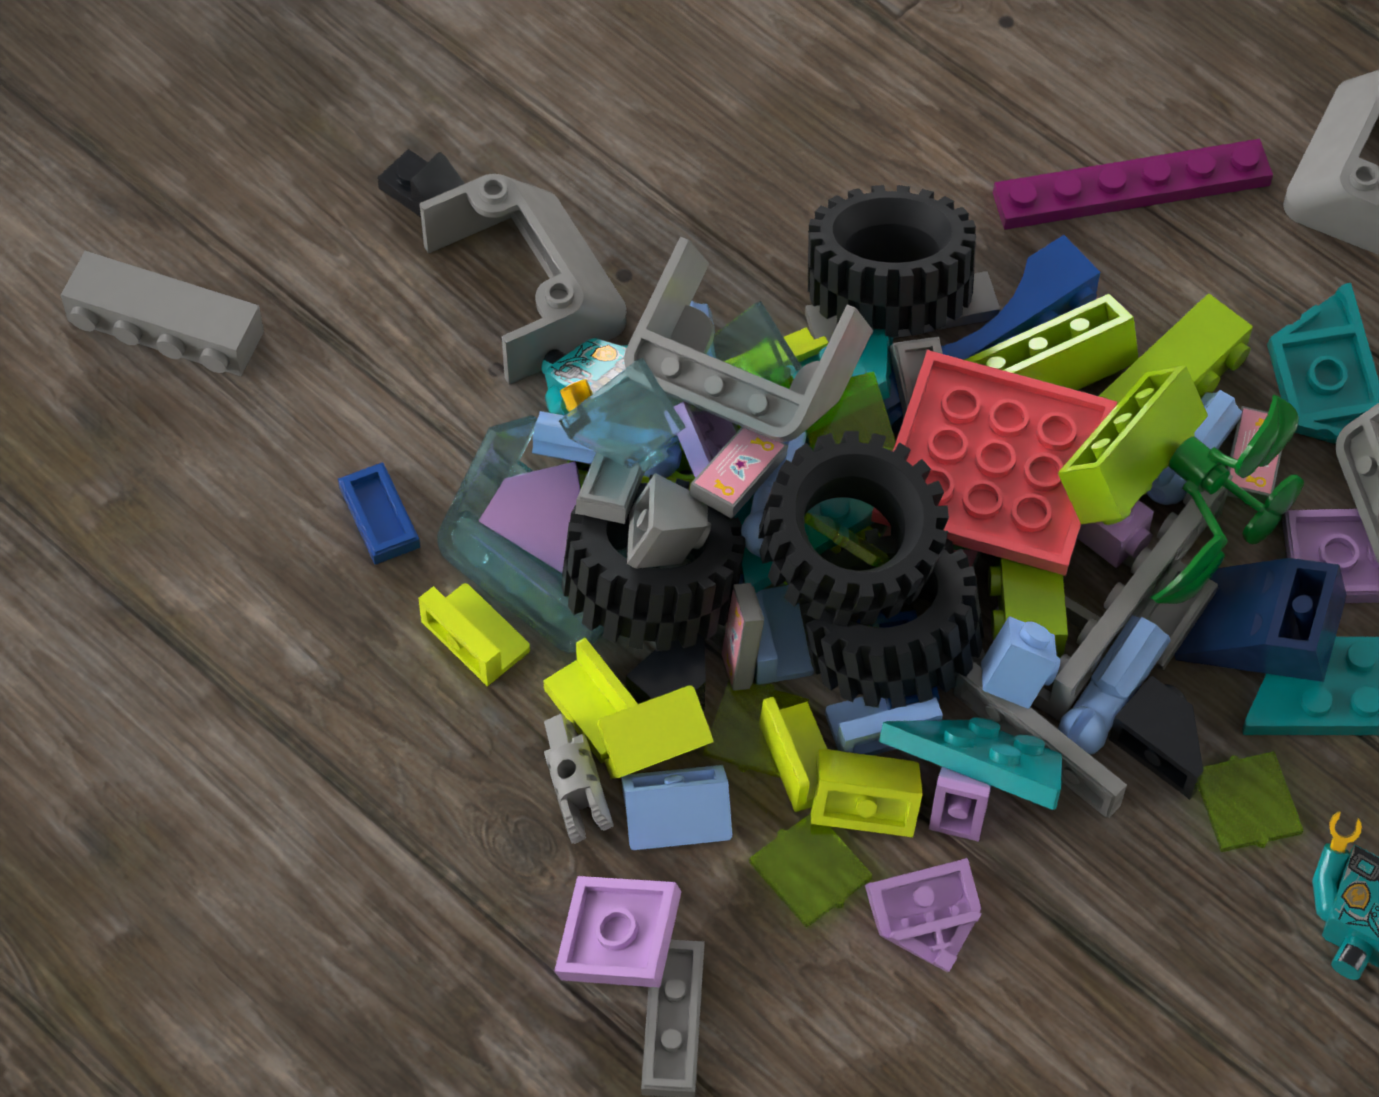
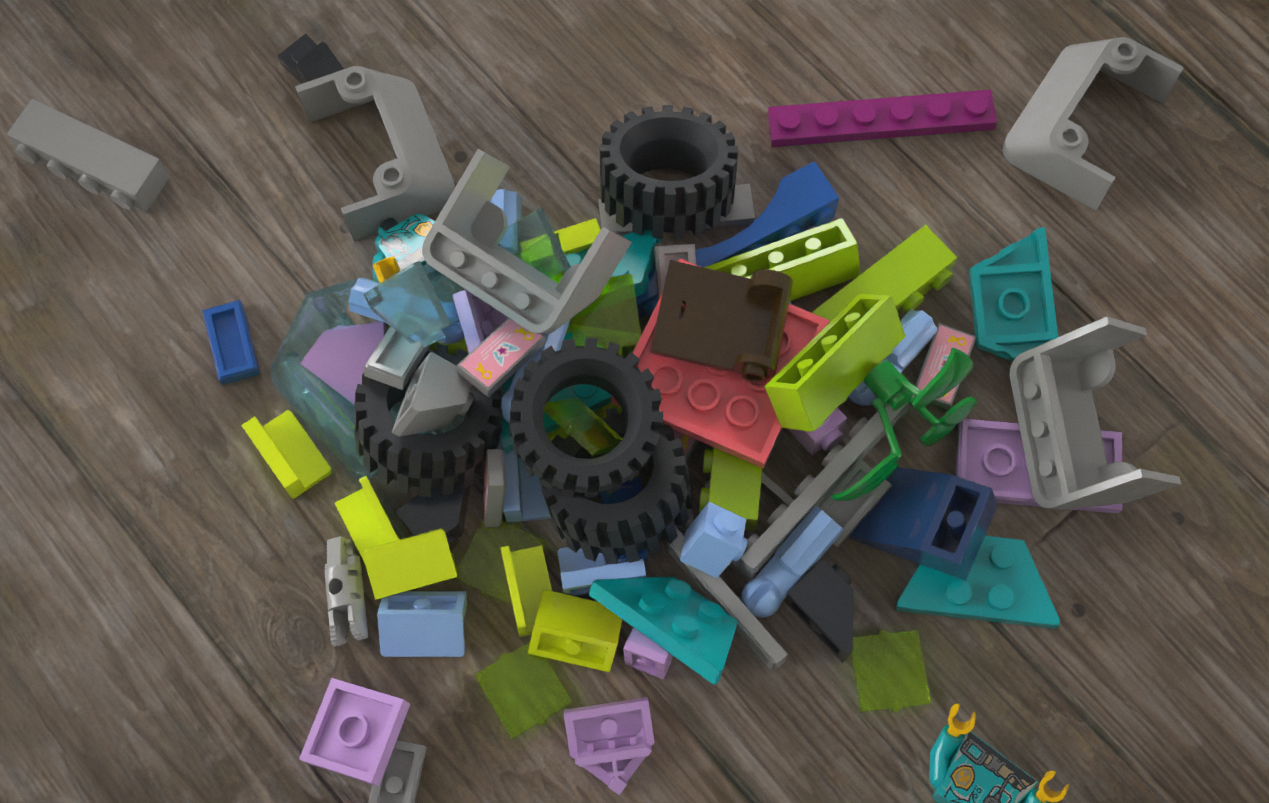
camera: 10 degrees right, 10 degrees up
(994, 409) = (725, 321): none -> dark brown door

